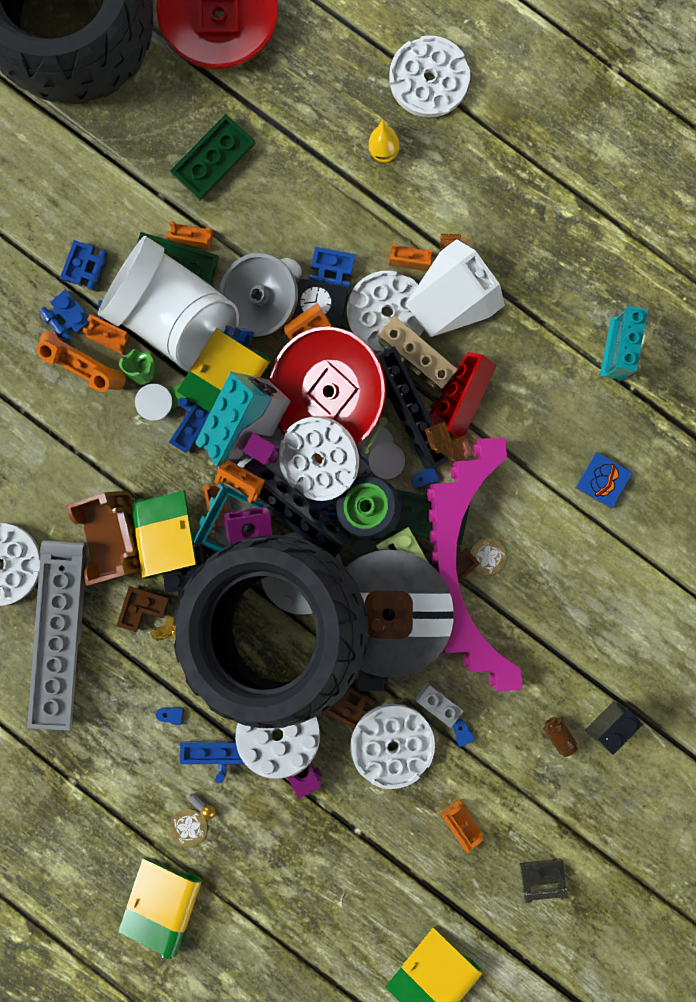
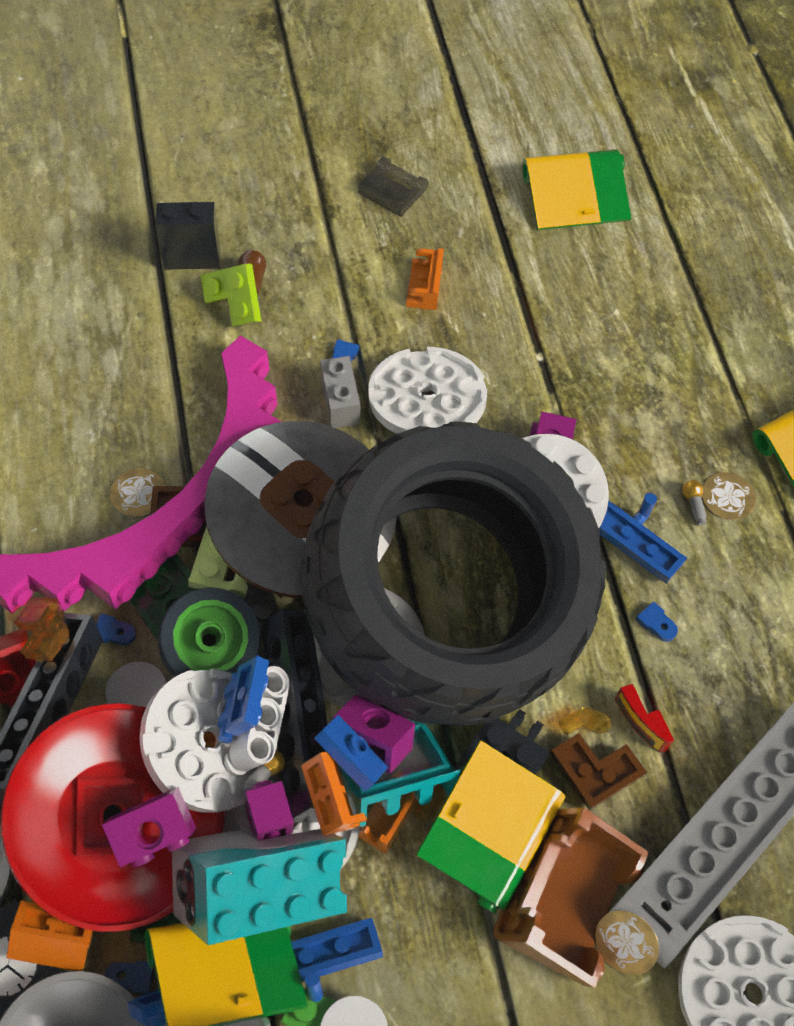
camera: 140 degrees left, 25 degrees down
(67, 537) = (627, 942): none -> pearl gold sticker
(131, 652) = (649, 726): none -> red slope
(245, 503) = (351, 753): none -> blue plate
(264, 347) = (137, 977): none -> blue piece
(283, 473) = (264, 771): none -> piece
(302, 406) = (127, 834): none -> magenta brick
(305, 496) = (265, 735): none -> white beam
(315, 484) = (243, 699): none -> blue plate
(554, 719) = (237, 287): none -> lime plate

